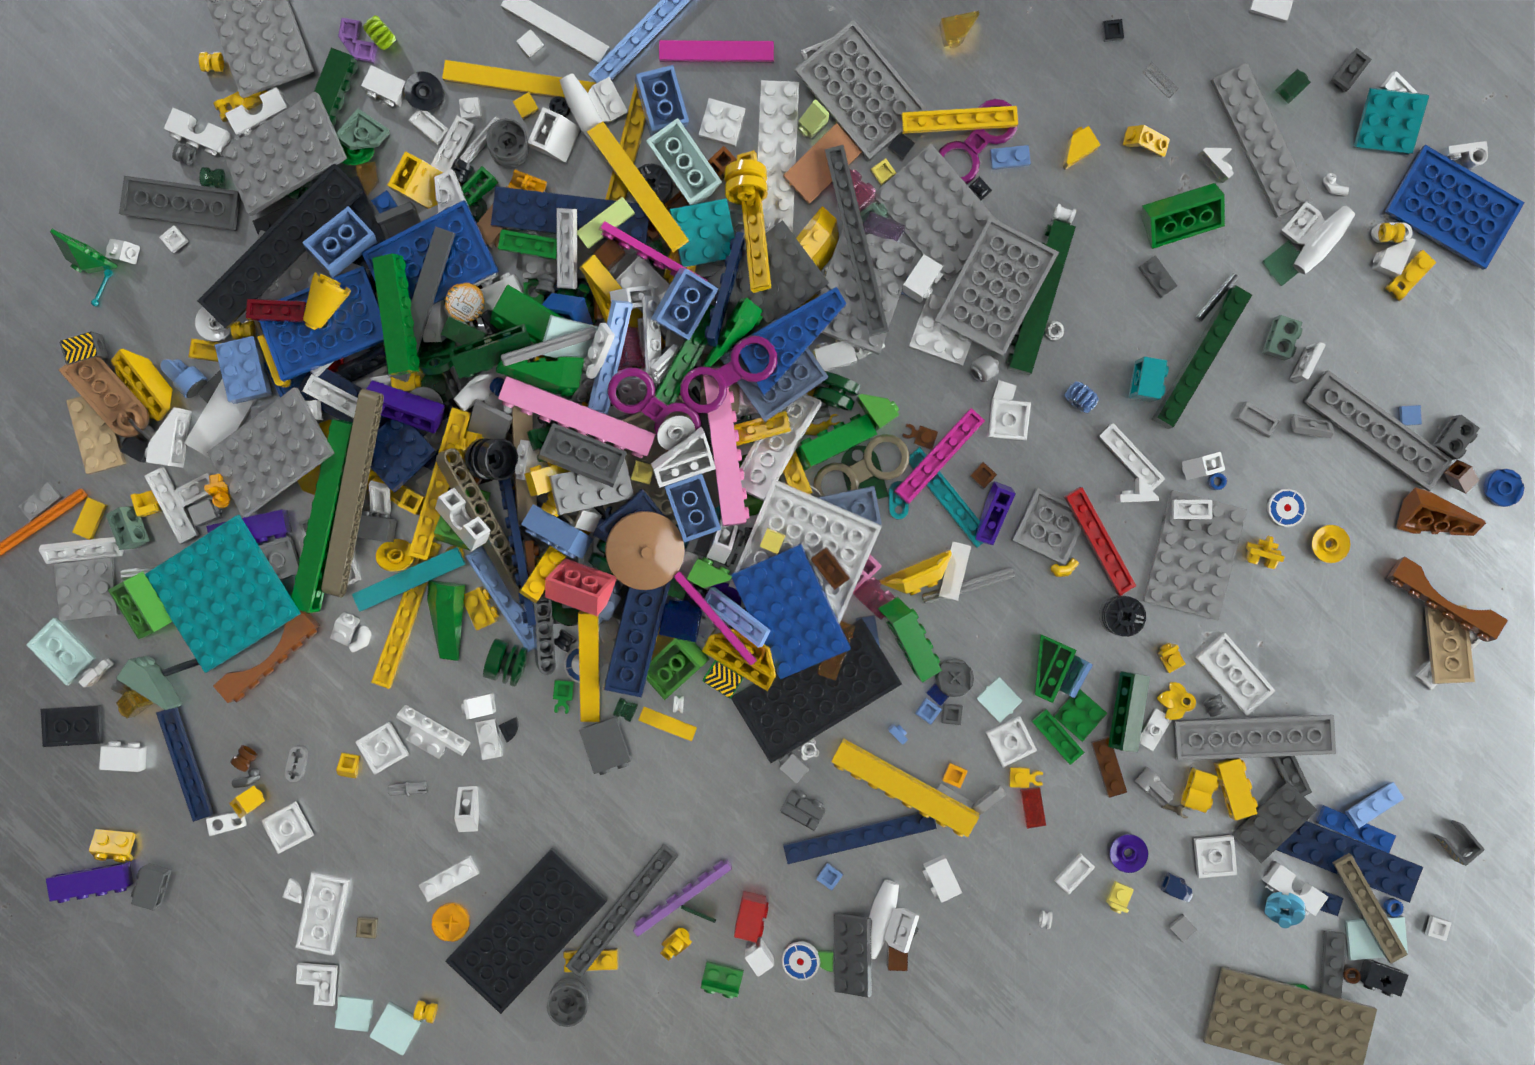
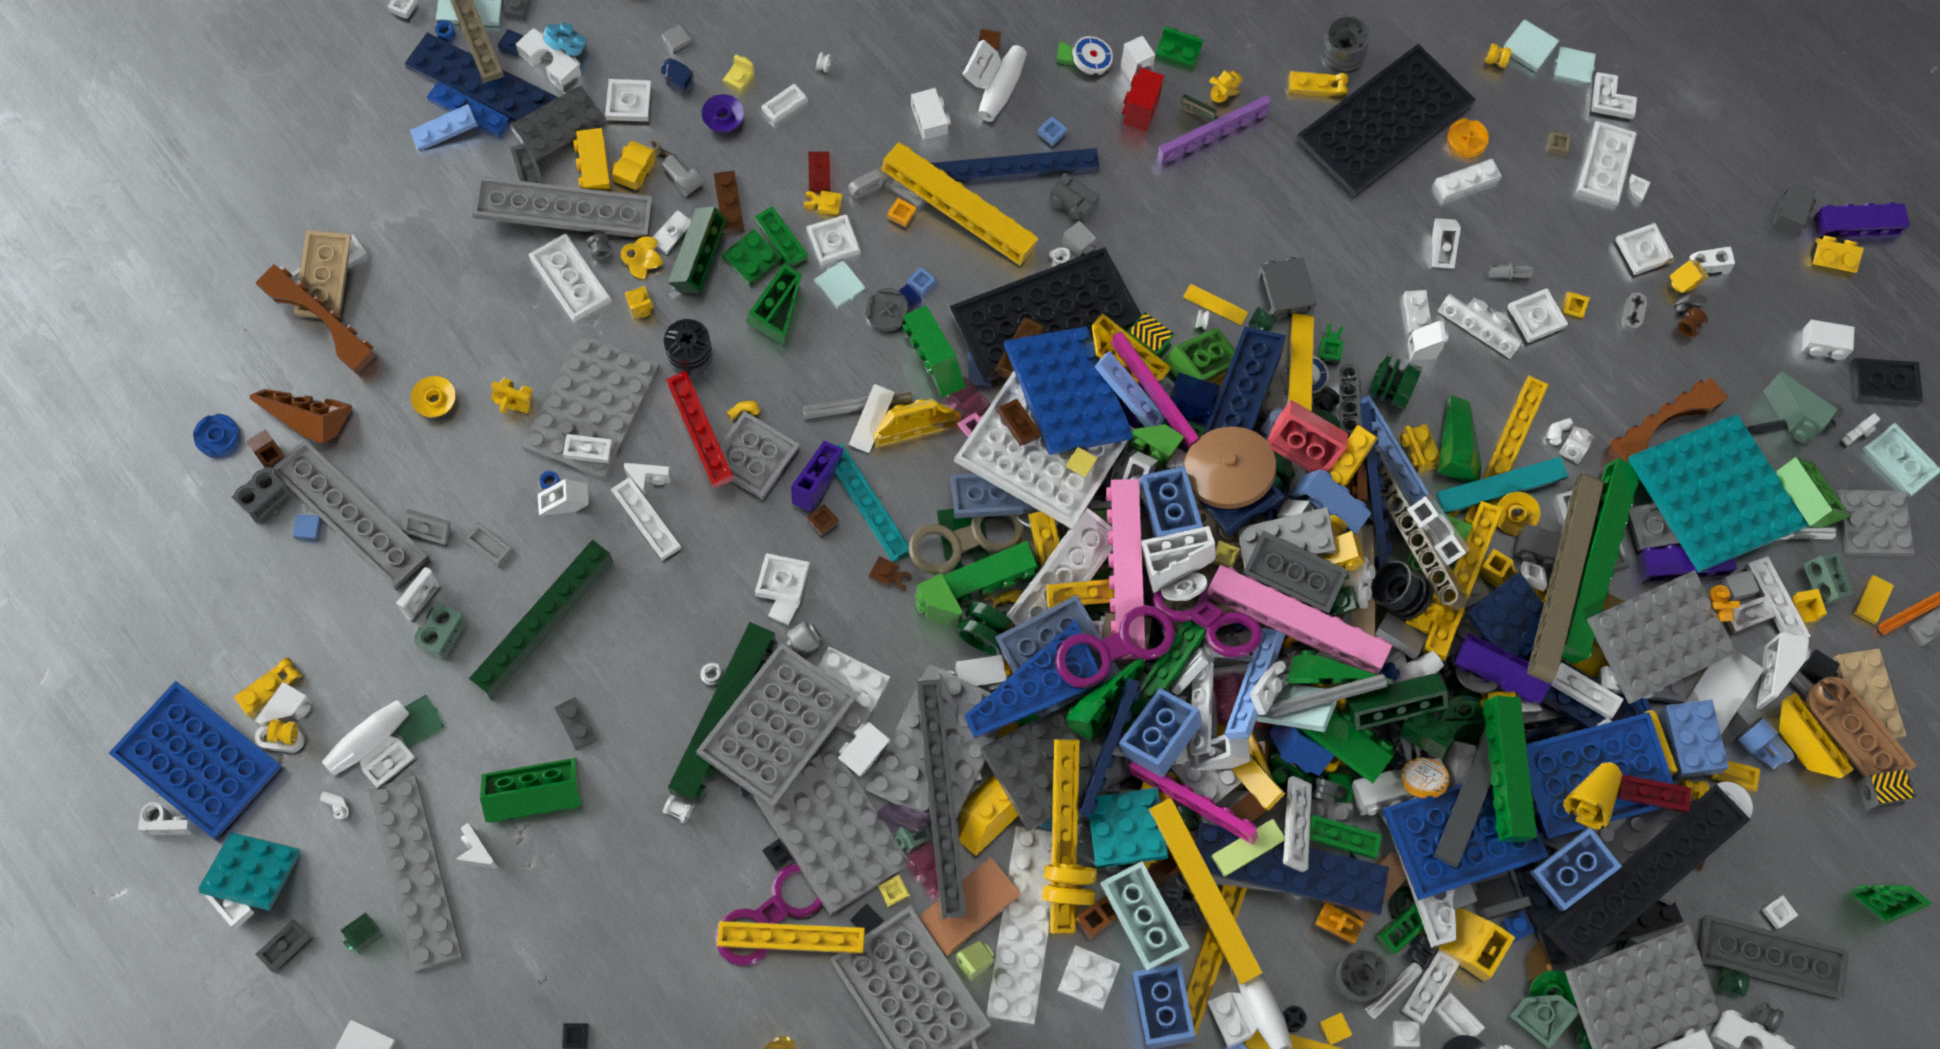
camera: 175 degrees left, 20 degrees down
(80, 550) = (1885, 564): white plate -> none
(108, 273) = (1875, 849): teal hinge -> none
(122, 251) = (1843, 904): white bracket -> none
(132, 704) = (1822, 387): clear yellow slope -> none
(184, 763) = (1757, 322): dark blue plate -> none
(509, 728) = (1394, 319): black tile -> none
(553, 135) = (1302, 981): white slope -> none
(621, 911) = (1280, 125): dark grey tile -> none
(852, 955) = (1036, 52): dark grey plate -> none
(895, 500) = (924, 505): teal plate -> none
(899, 733) = (959, 260): medium blue plate -> none
(939, 456) = (871, 546): dark pink tile -> none
(951, 714) = (895, 275): dark grey tile -> none
(1010, 157) = (733, 889): medium blue plate -> none
(1075, 676) = (750, 293): plate -> none
(1080, 145) = (644, 889): yellow slope -> none
(1081, 397) = (694, 589): medium blue gear -> none
(1147, 138) = (560, 887): yellow bracket -> none
(1148, 379) = (611, 597): teal brick -> none
(1216, 298) = (507, 690): black piece -> none
(1286, 507) = (474, 443): tile -> none
(1474, 847) = (362, 67): dark grey piece -> none

